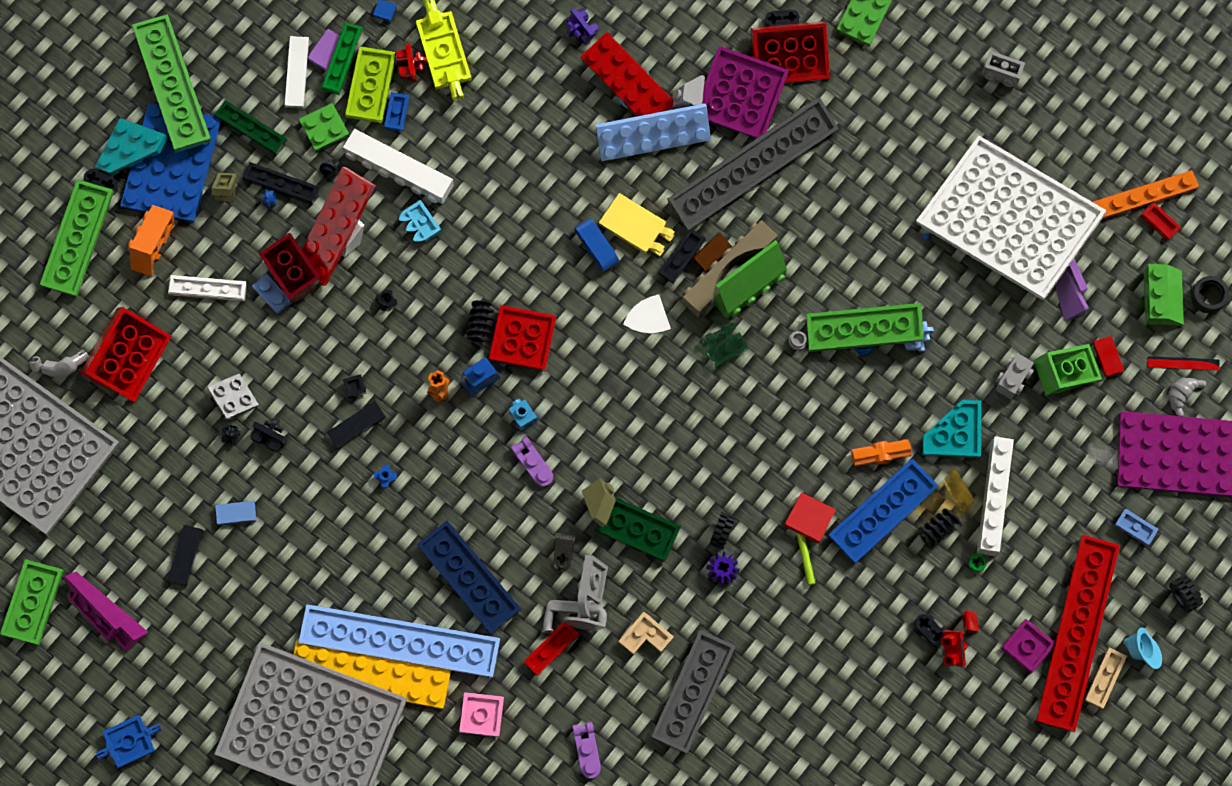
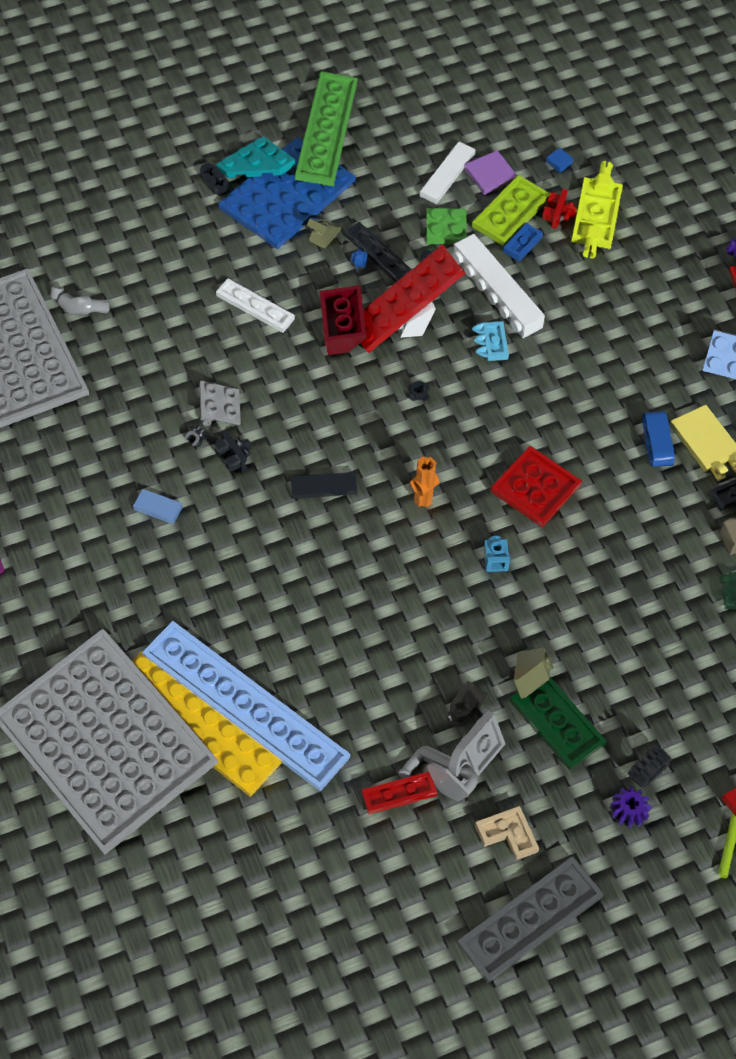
camera: 30 degrees right, 15 degrees down
(77, 238) = (162, 210): bright green plate -> none
(125, 354) = (143, 321): red slope -> none
(149, 239) = (226, 238): orange wedge -> none
(185, 555) = (85, 520): black tile -> none
(251, 127) = (378, 195): dark green plate -> none
(271, 294) = (312, 337): medium blue plate -> none
(342, 58) = (496, 177): green tile -> none
(354, 386) = (342, 450): black plate -> none
(390, 476) = (326, 549): blue plate -> none
(469, 577) = (353, 680): dark blue plate -> none
(478, 321) = (501, 450): black piece -> none
(479, 377) = (471, 497): blue torso -> none
(481, 714) = (286, 821): bright pink plate -> none
(533, 463) = (482, 606): medium lavender plate -> none
(587, 751) = (378, 920): medium lavender plate -> none
(648, 316) = (677, 529): white sticker -> none

